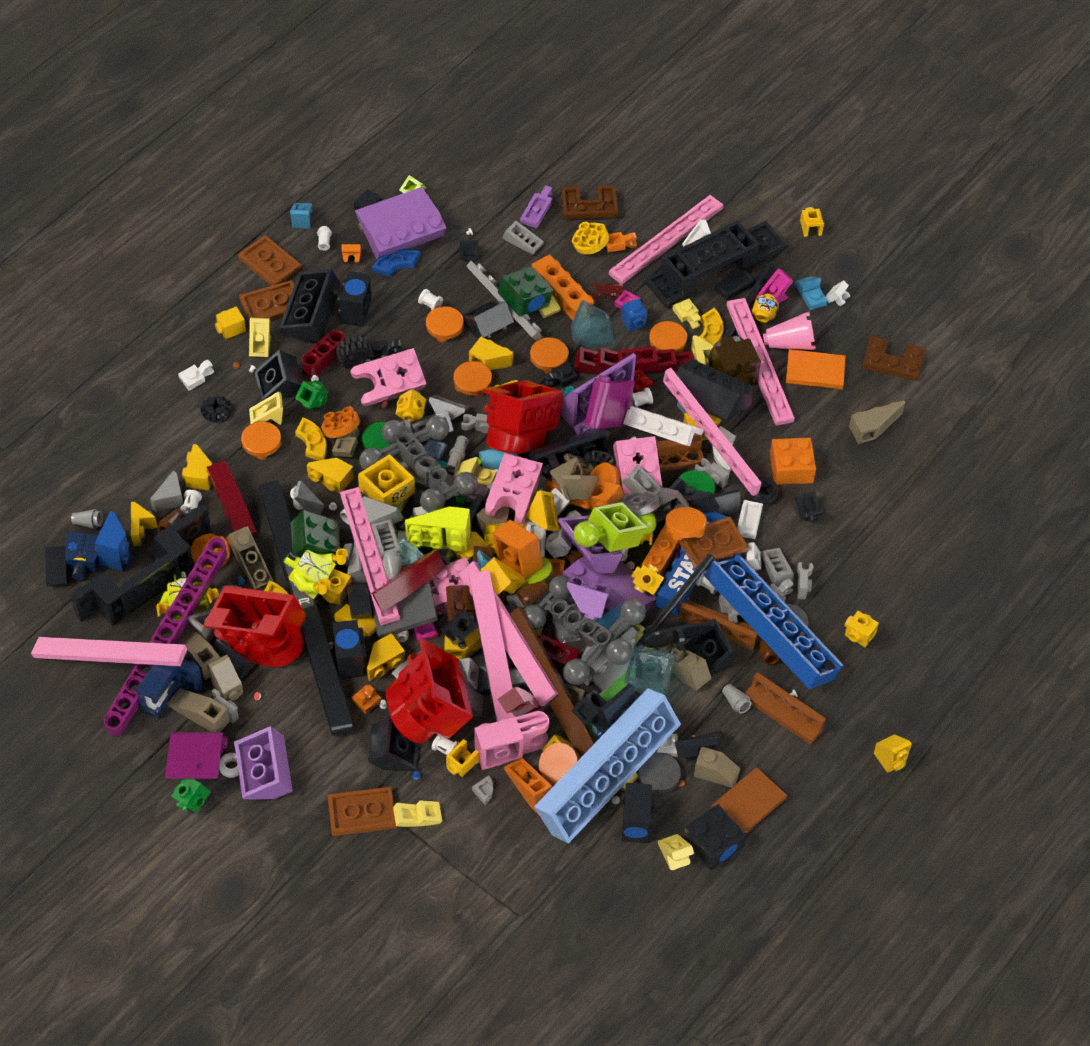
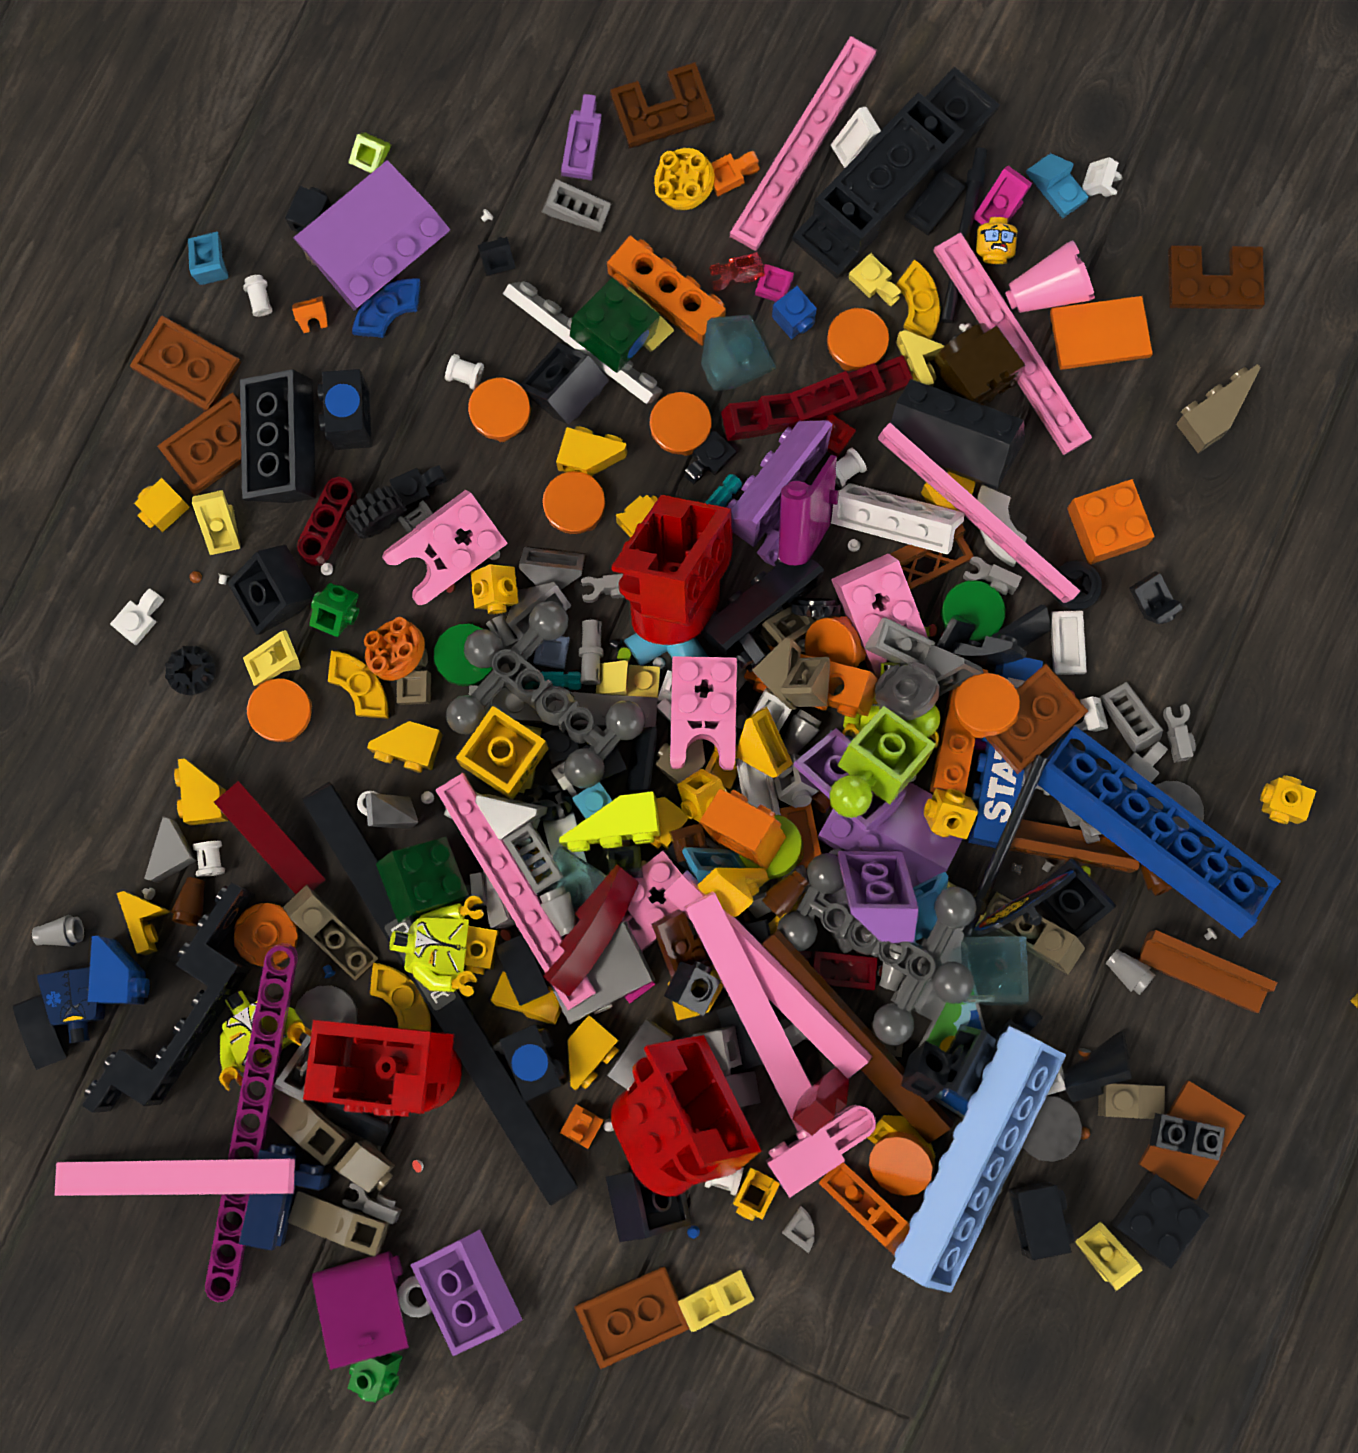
camera: 10 degrees left, 25 degrees up
(748, 796) = (1187, 1136): none -> black slope
(809, 218) = (1019, 53): yellow window -> none

